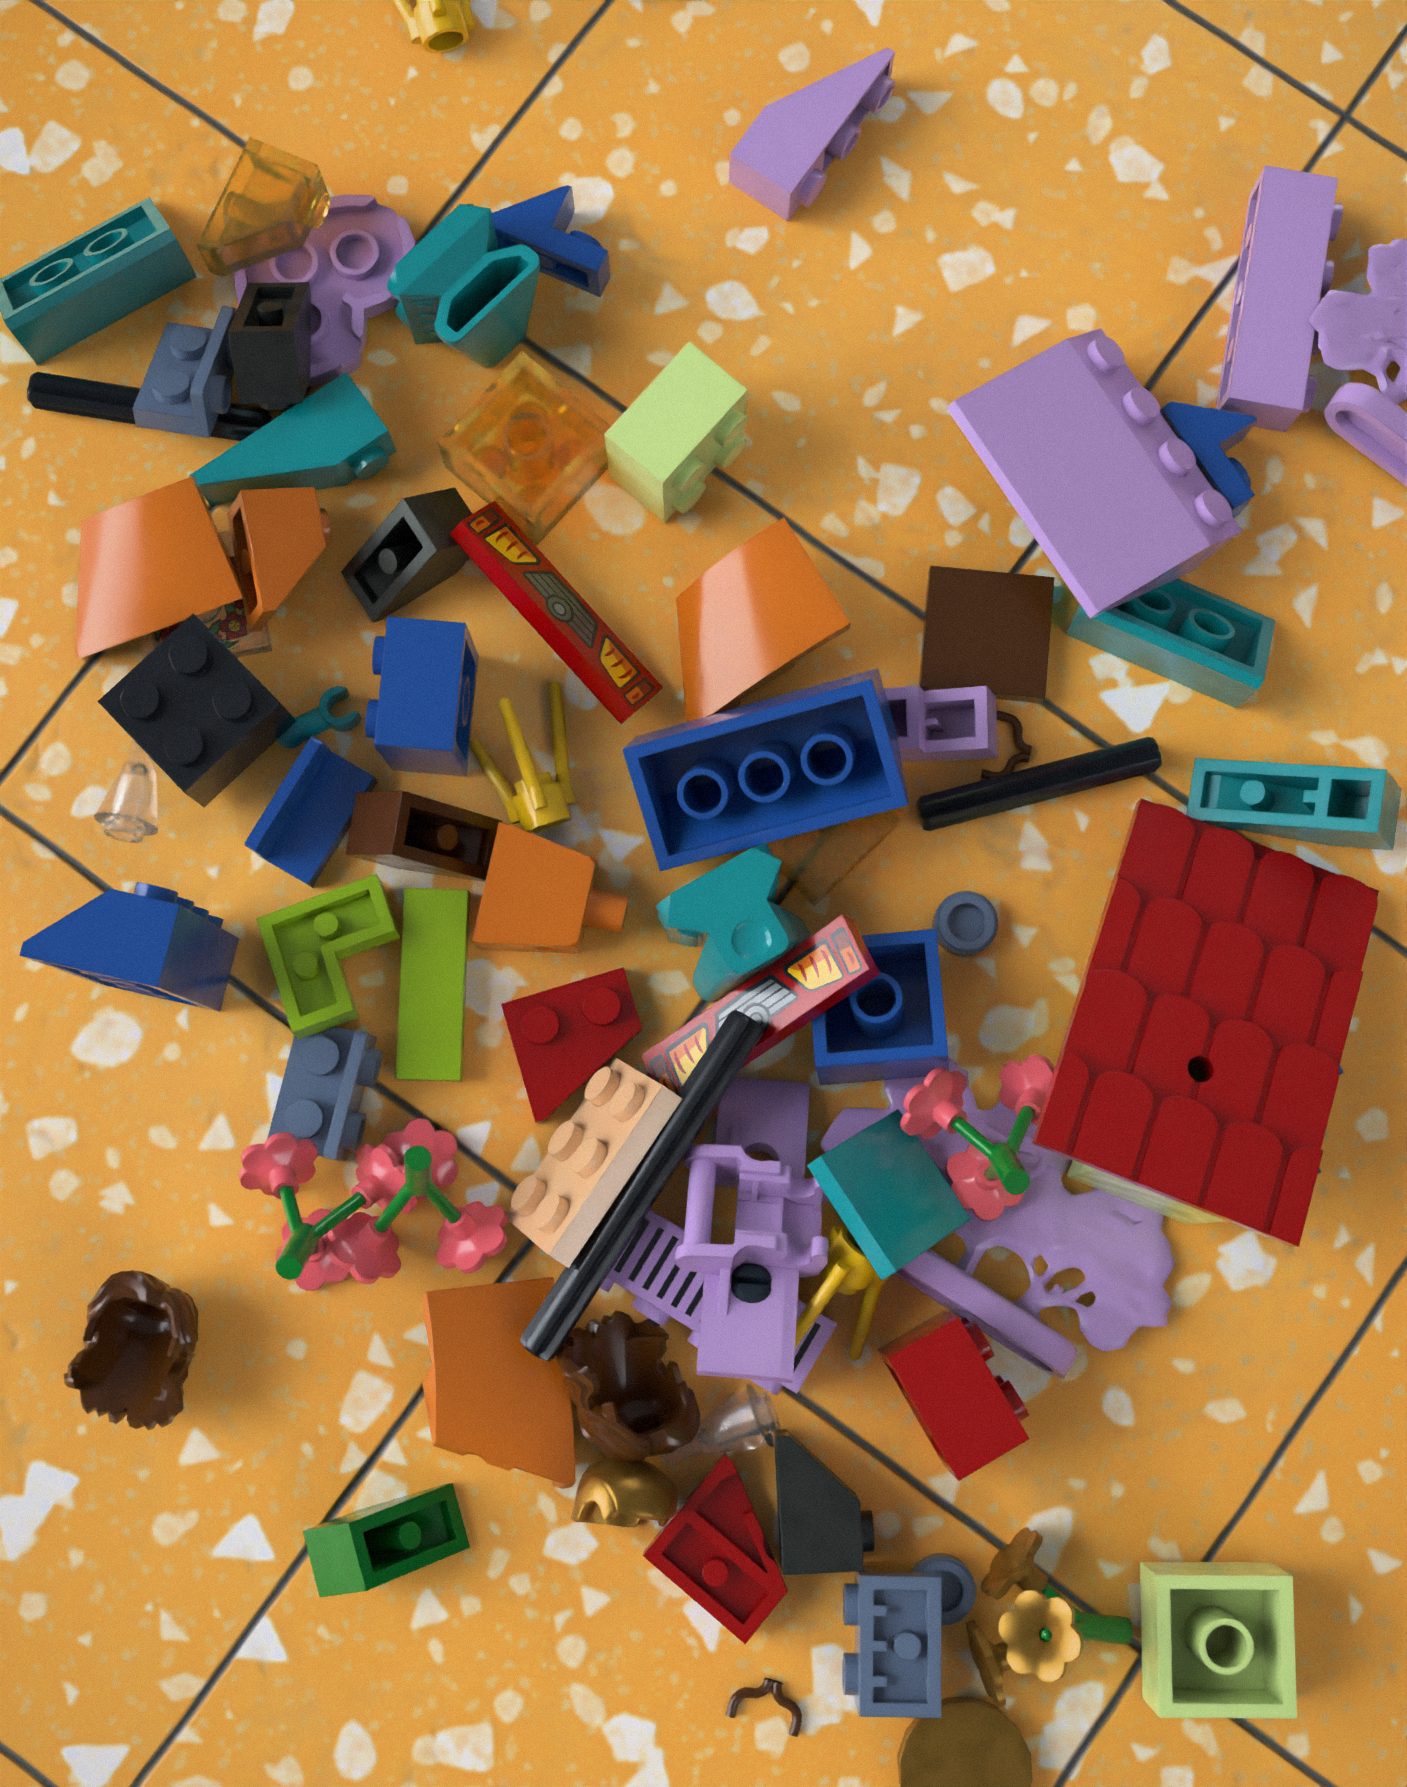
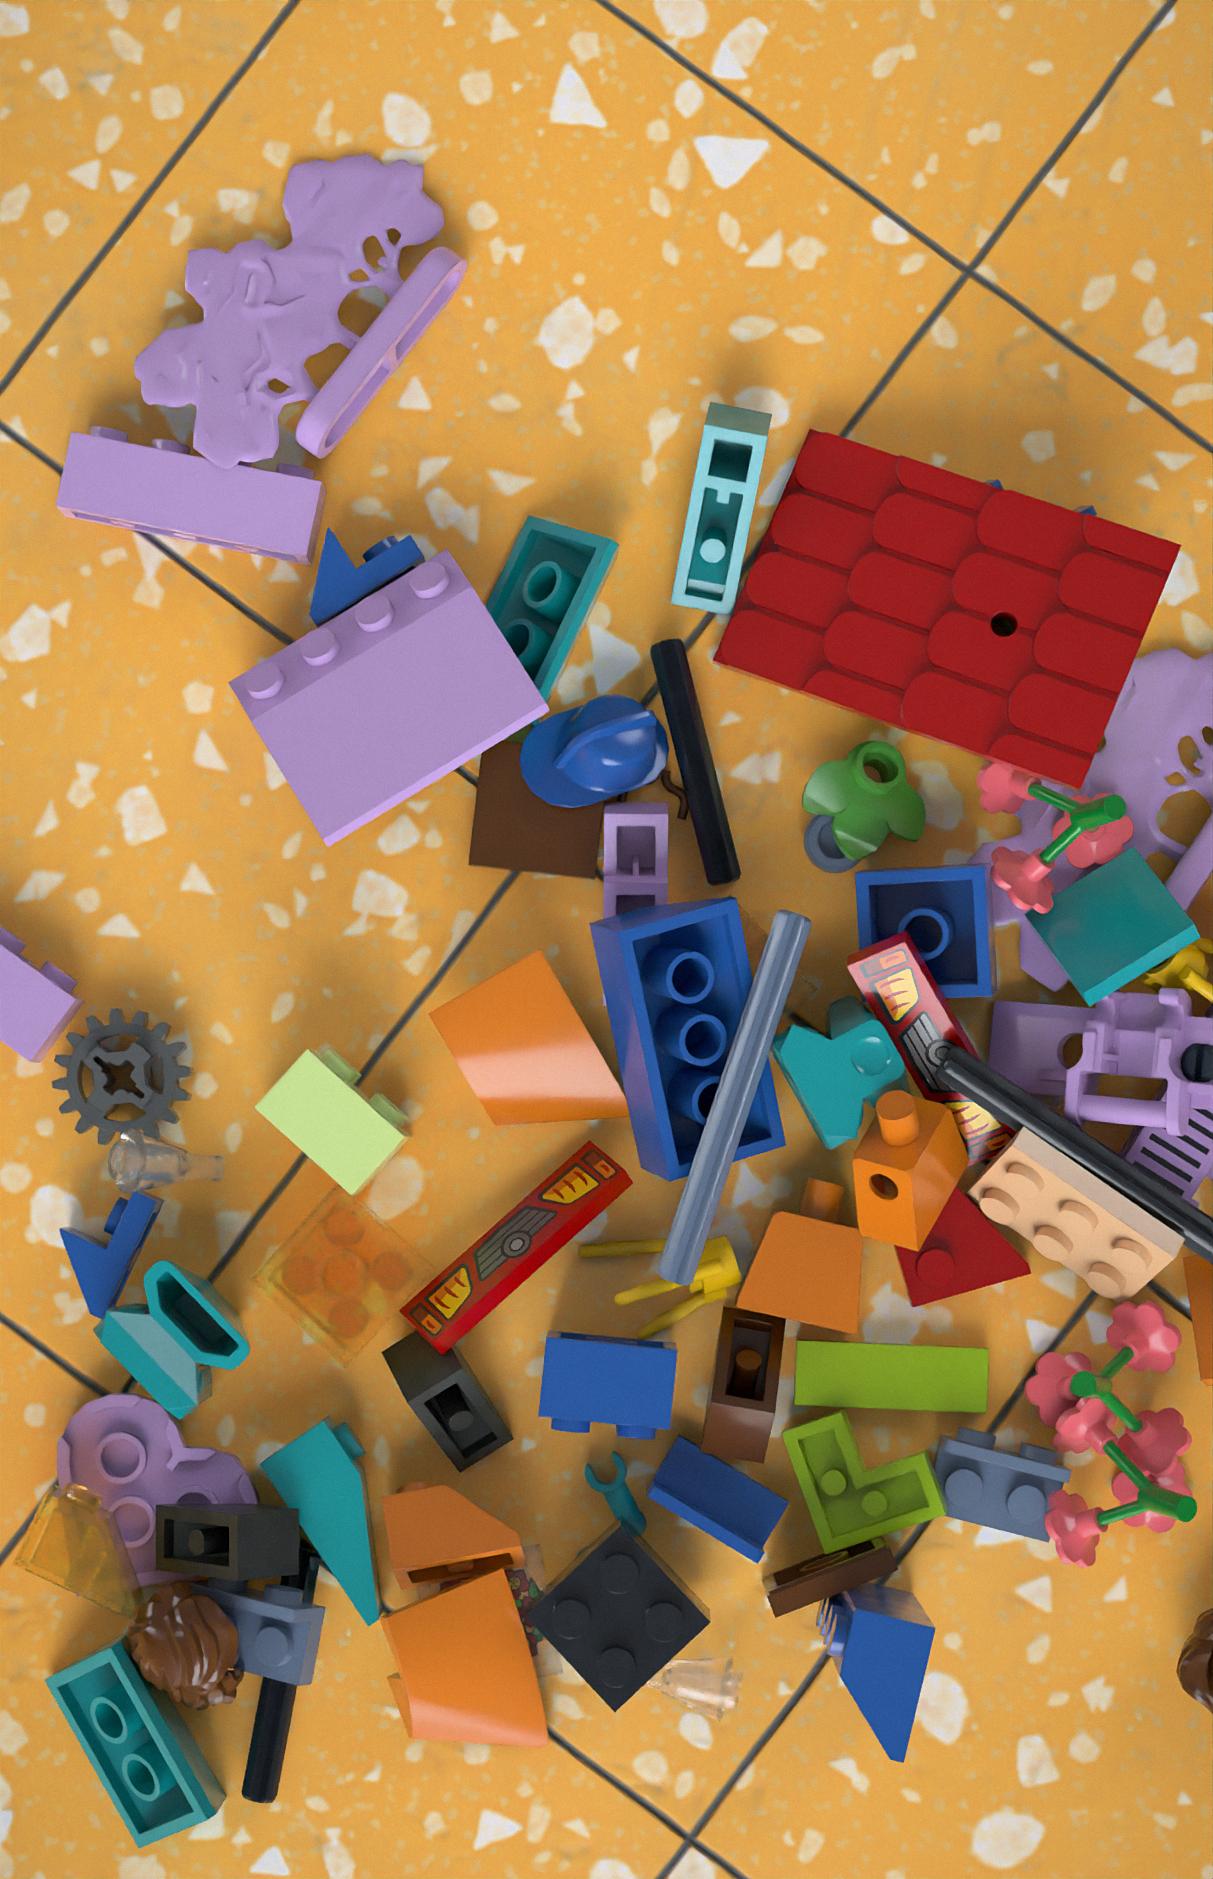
camera: 85 degrees left, 5 degrees up
(168, 300) = (186, 1647): none -> reddish brown hair
(231, 914) = (827, 1575): none -> reddish brown tile
(634, 267) = (145, 1163): none -> clear cone
(639, 984) = (910, 1153): none -> orange torso
(708, 809) = (734, 1097): none -> sand blue axle
(719, 273) = (142, 1055): none -> dark grey gear
(999, 948) = (863, 808): none -> bright green plate
(1046, 684) = (594, 752): none -> blue piece

